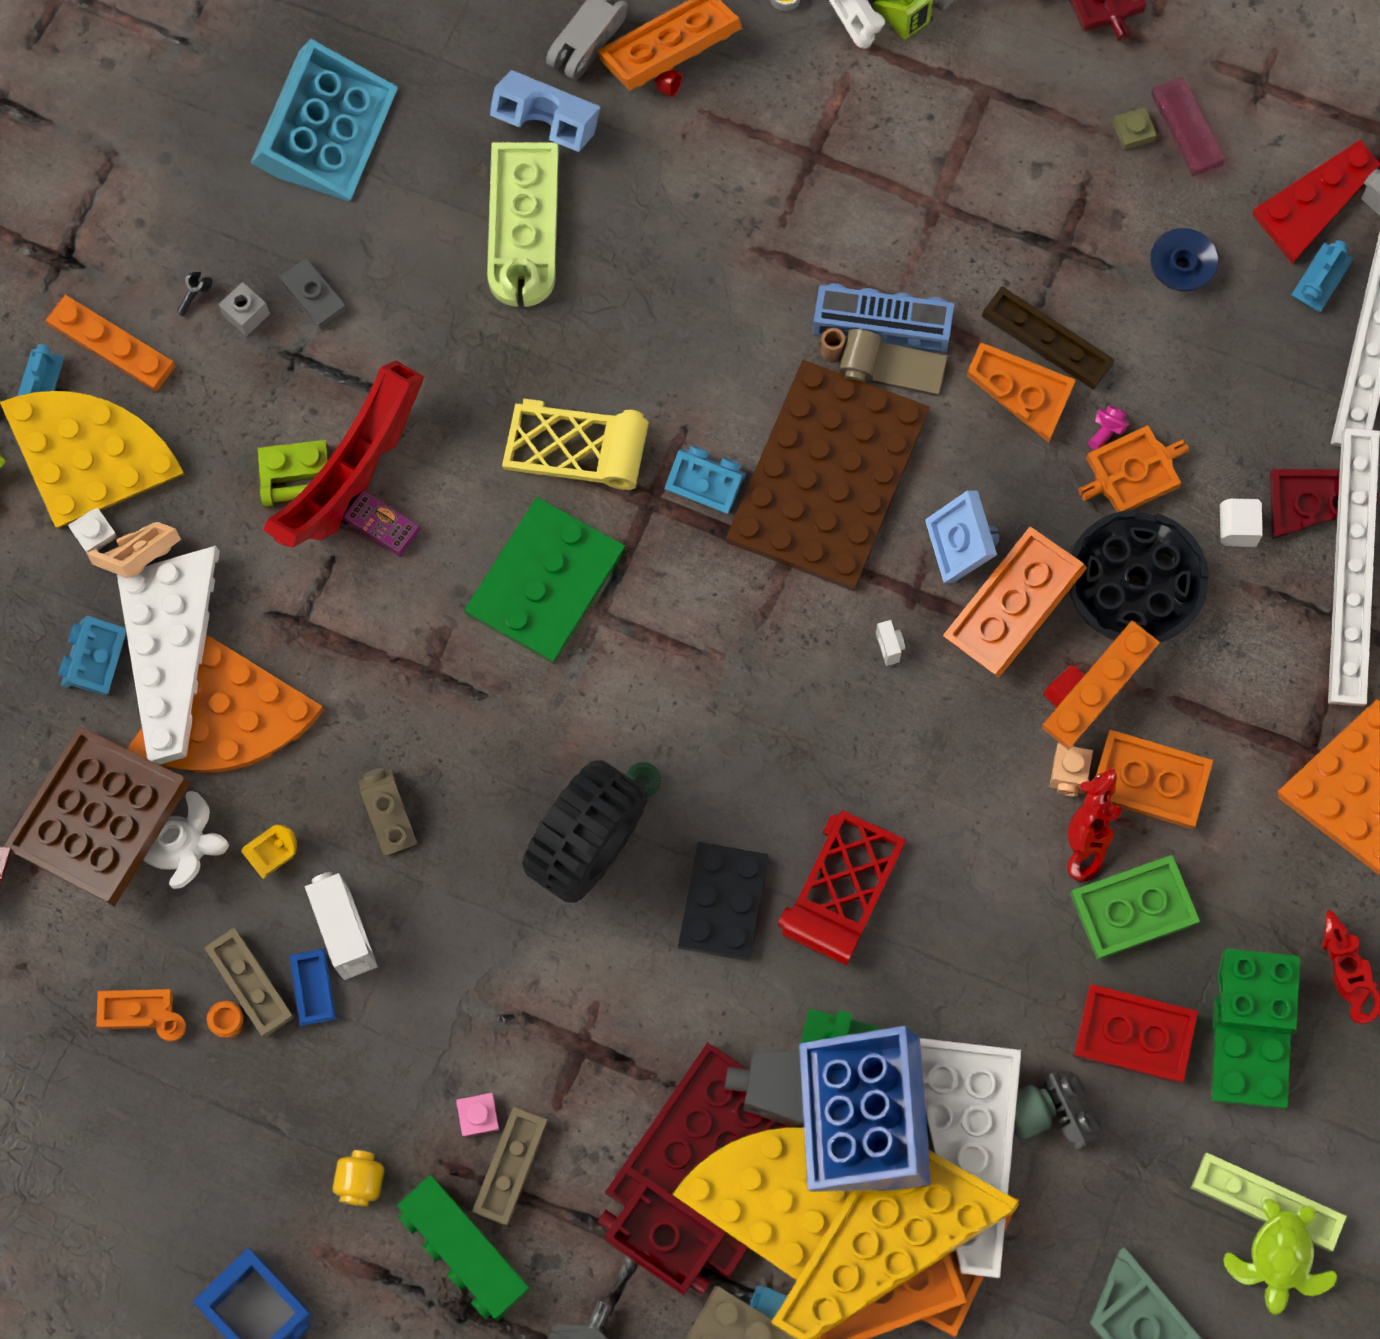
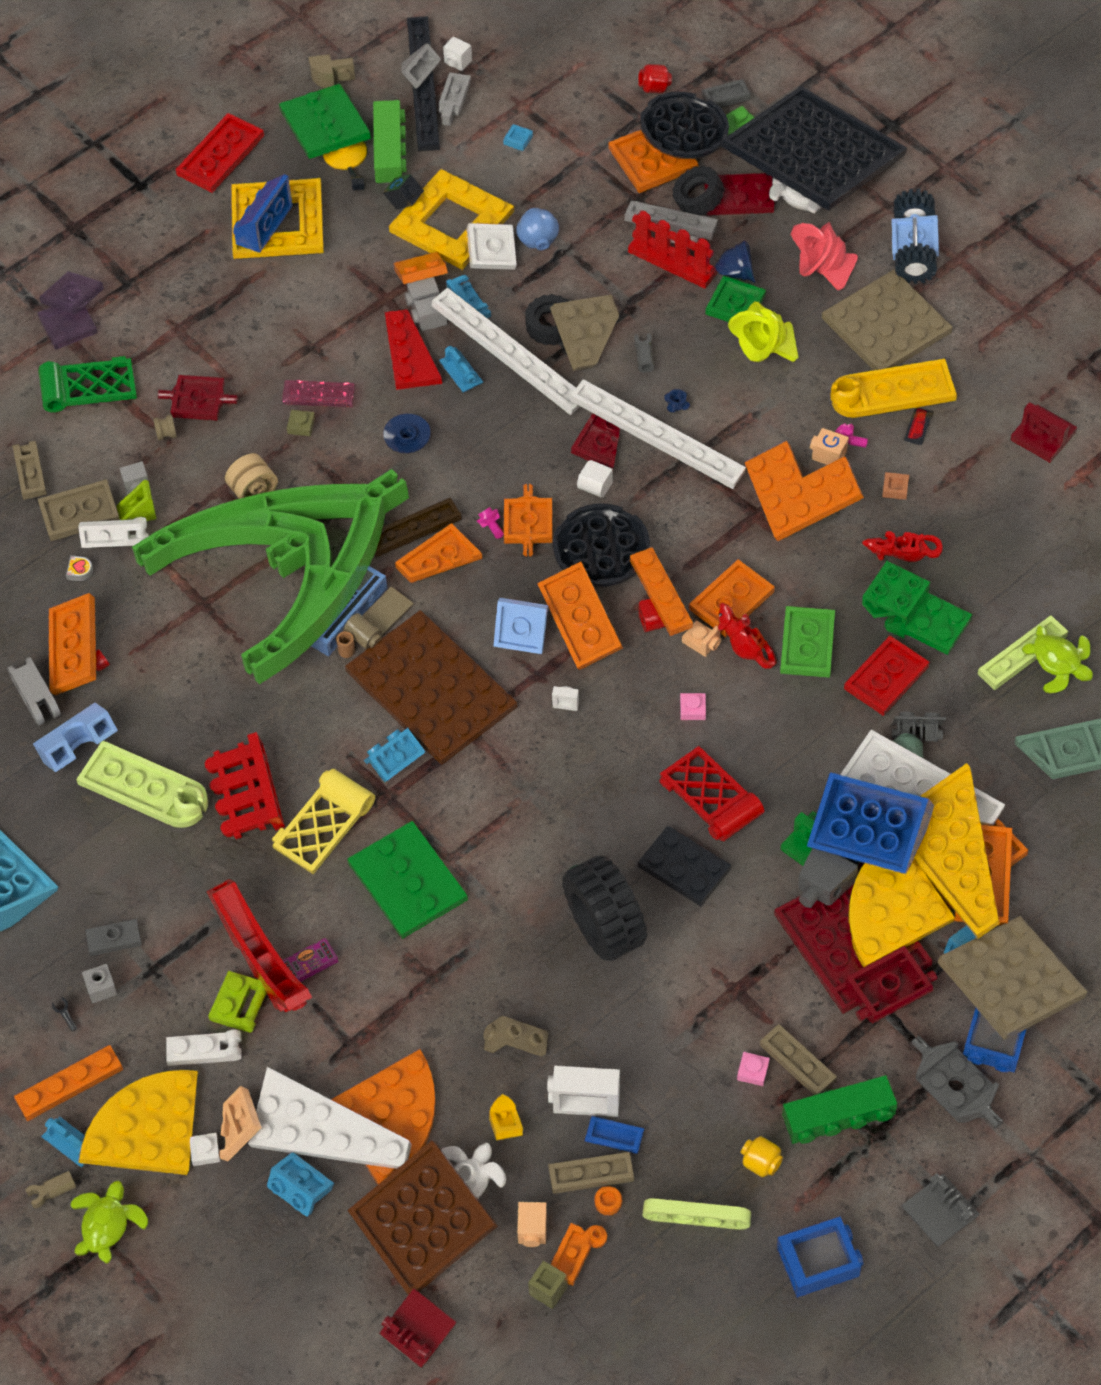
camera: 65 degrees left, 15 degrees down
(77, 999) = (548, 1284): none -> olive panel
(151, 944) = (532, 1223): none -> light nougat brick
(216, 463) = (203, 1048): none -> white plate
(248, 1134) = (696, 1214): none -> yellowish green beam
(595, 344) = (253, 797): none -> red fence
(909, 273) = (296, 539): none -> bright green piece
(962, 805) = (692, 706): none -> bright pink plate
(1007, 113) = (250, 476): none -> tan wheel

